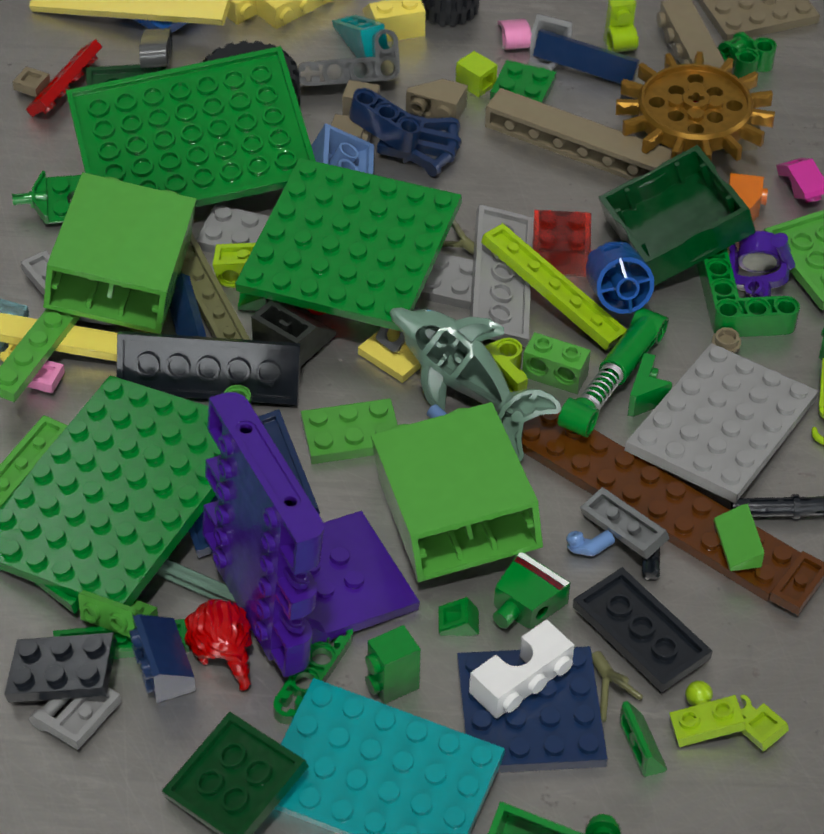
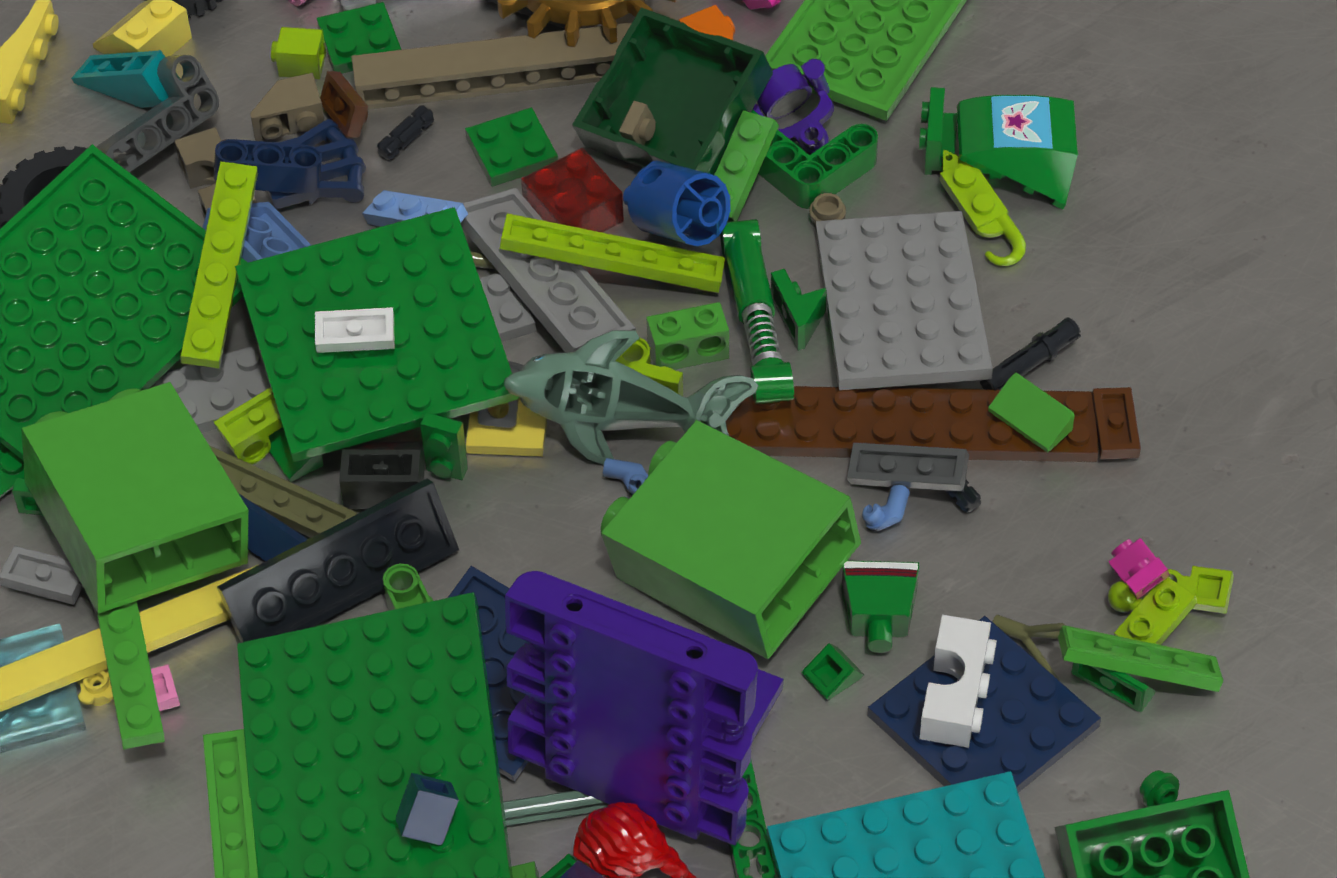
camera: 35 degrees left, 5 degrees up
(109, 527) = (426, 809): none -> dark blue panel
(307, 145) = (217, 270): none -> lime plate
(330, 229) = (354, 330): none -> white plate
(336, 336) = (444, 446): none -> green plate
(346, 429) = (543, 537): bright green plate -> none
(393, 665) = (830, 760): green brick -> none
(470, 204) = (394, 207): none -> light blue plate
(471, 114) = (343, 104): none -> reddish brown plate
(498, 152) = (405, 132): none -> black axle
(556, 192) = (511, 146): none -> green plate
(640, 219) = (638, 124): none -> dark tan plate
(642, 629) = (1015, 565): black plate -> none
(666, 737) = (1140, 658): none -> bright green tile
(688, 279) = (744, 157): none -> bright green plate
(720, 678) = (1138, 567): none -> dark pink slope

